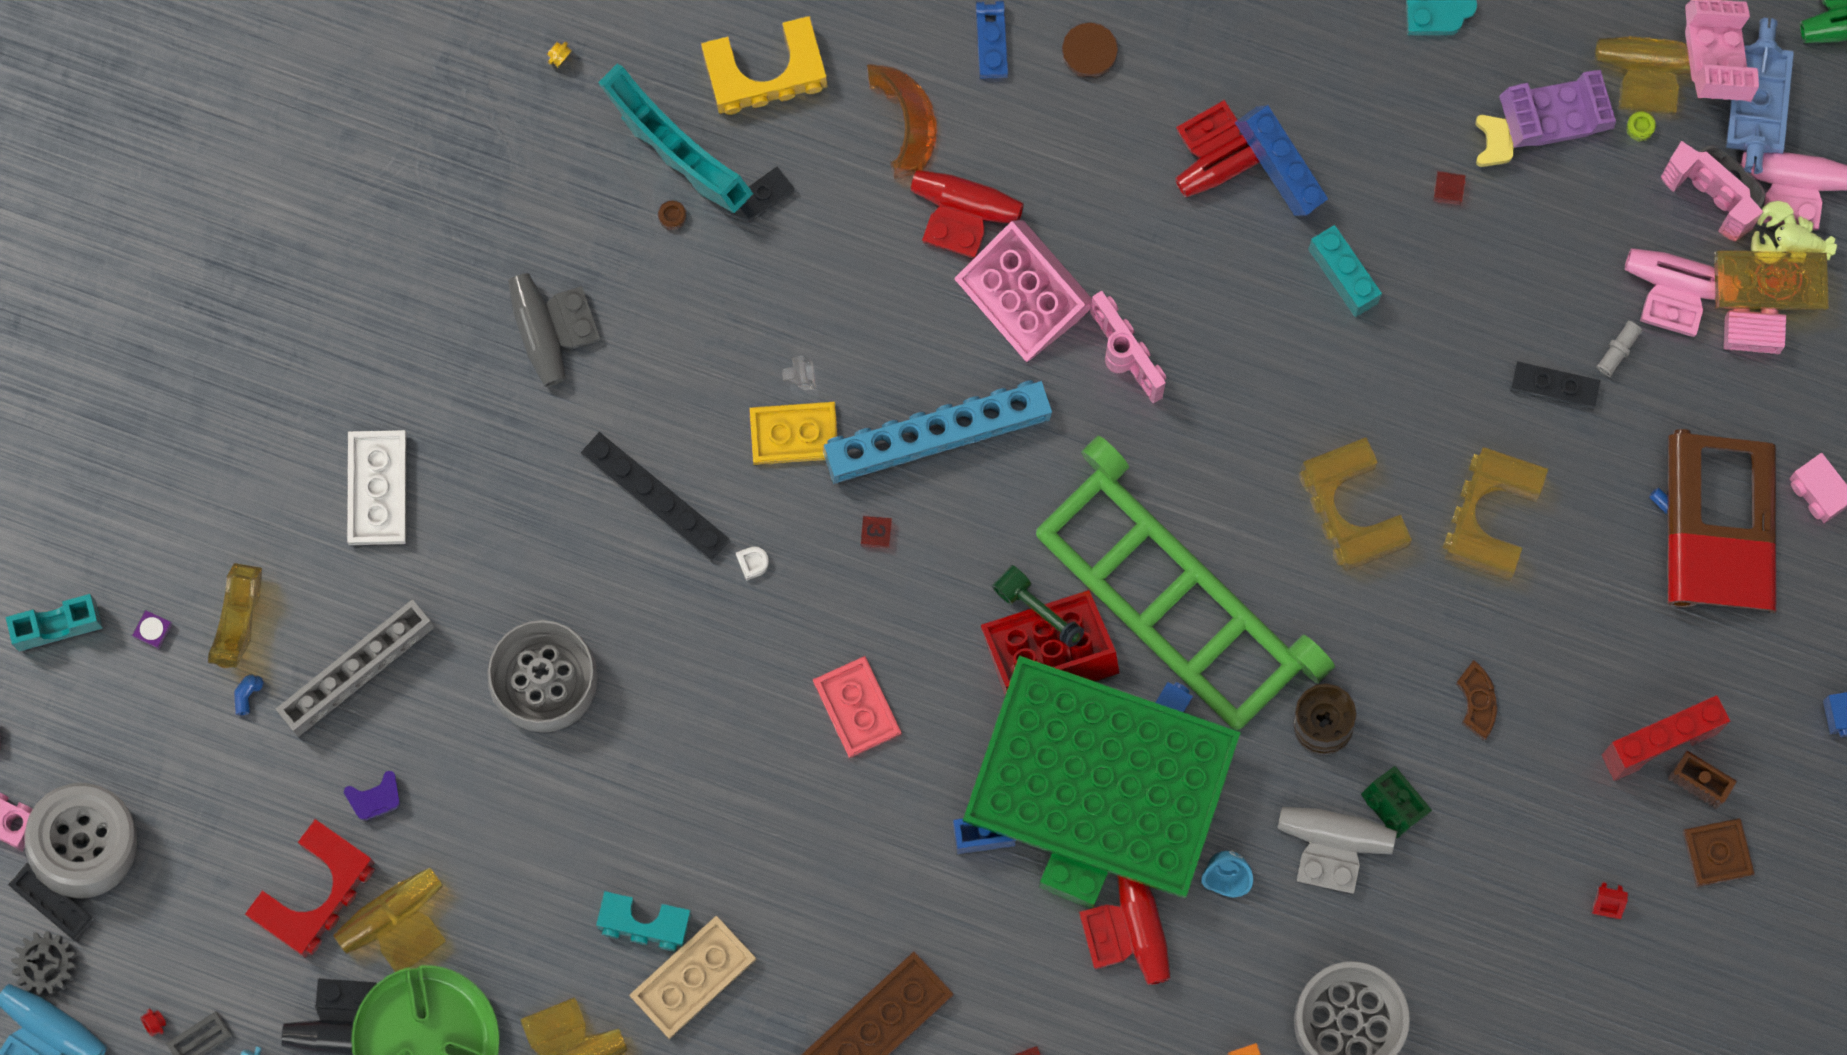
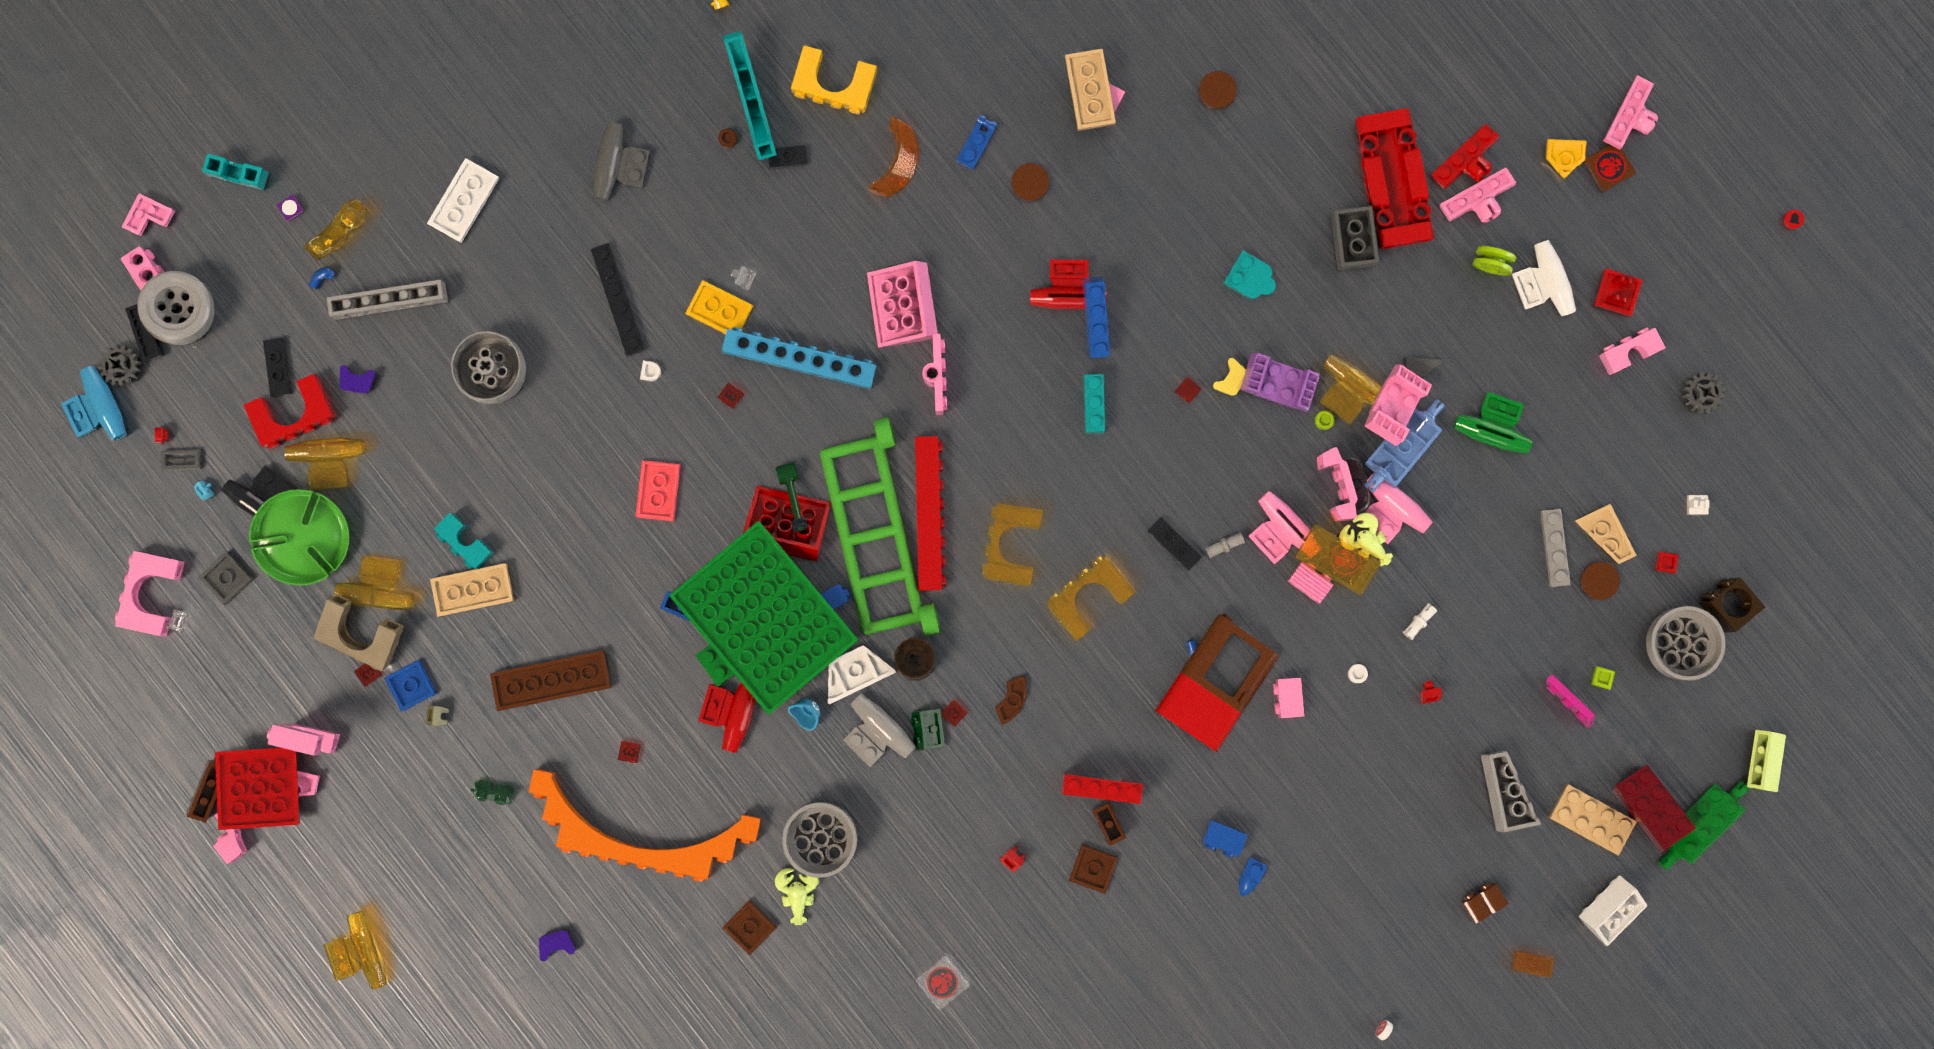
camera: 35 degrees right, 10 degrees up
(257, 844) = (277, 367): none -> black plate
(962, 208) = (895, 235): red plate -> none
(1224, 529) = (928, 513): none -> red brick
(1257, 784) = (854, 672): none -> white wing
(1415, 762) = (953, 713): none -> clear red tile

